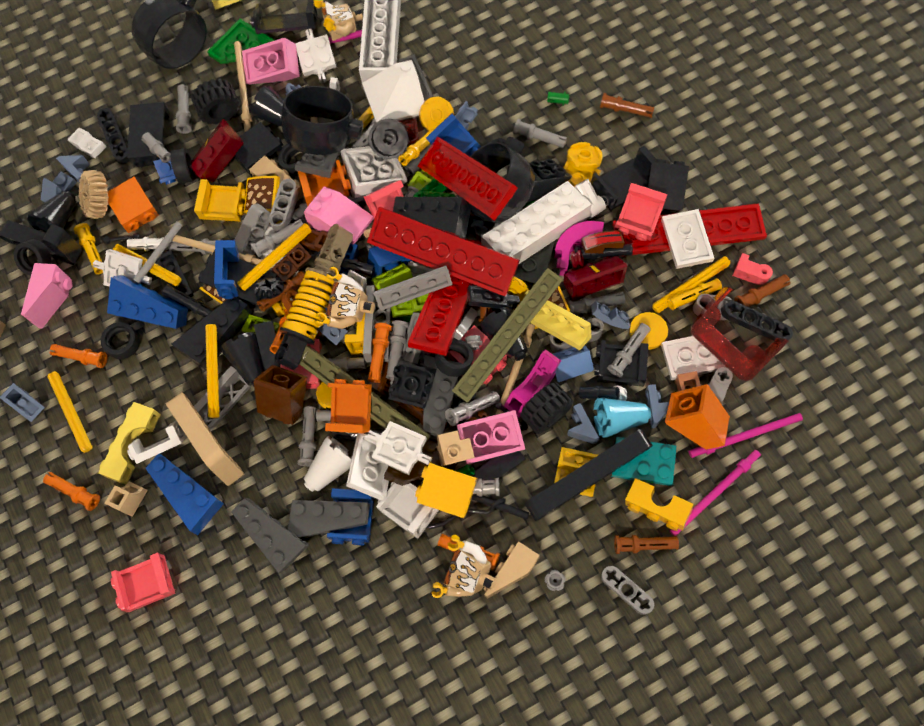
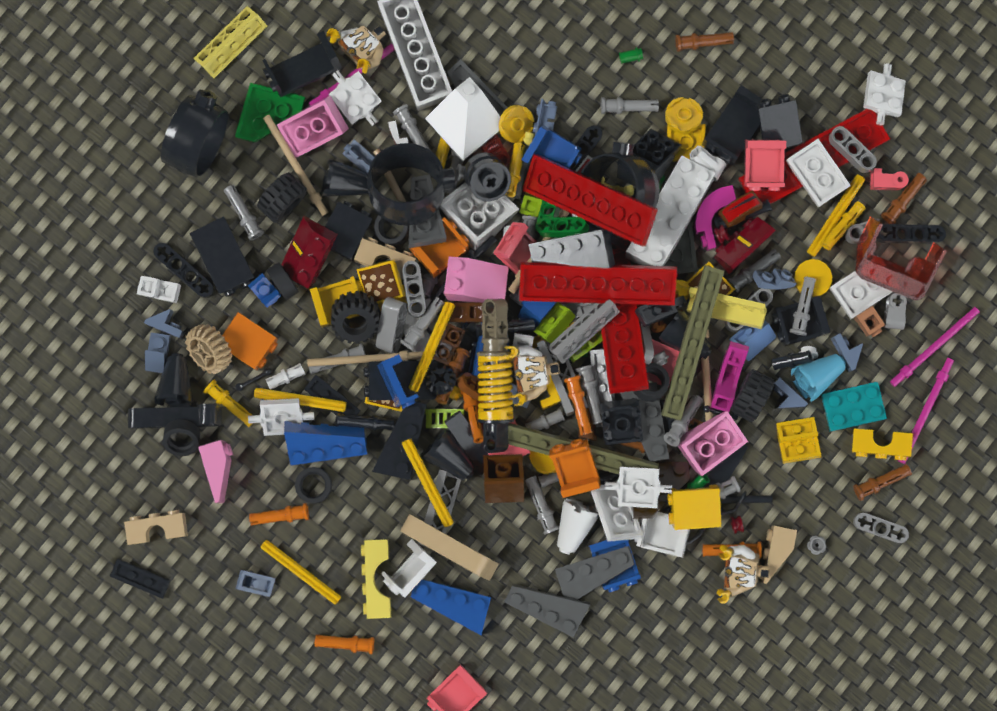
camera: 30 degrees left, 15 degrees up
(126, 498) = (402, 629): tan brick -> none
(156, 147) = (248, 273): light grey pin -> none
(157, 252) = (310, 385): light grey bar -> none
(211, 212) = (355, 330): none -> black tyre
(349, 88) = (409, 124): none -> light grey pin
(453, 449) = (686, 469): tan brick -> none
(483, 527) = (737, 524): none -> dark red bush
(588, 475) = (812, 442): black beam -> none
(698, 416) = (889, 351): orange slope -> none
(726, 237) = (850, 140): none -> light grey beam
(774, 198) = (884, 94): none -> white plate

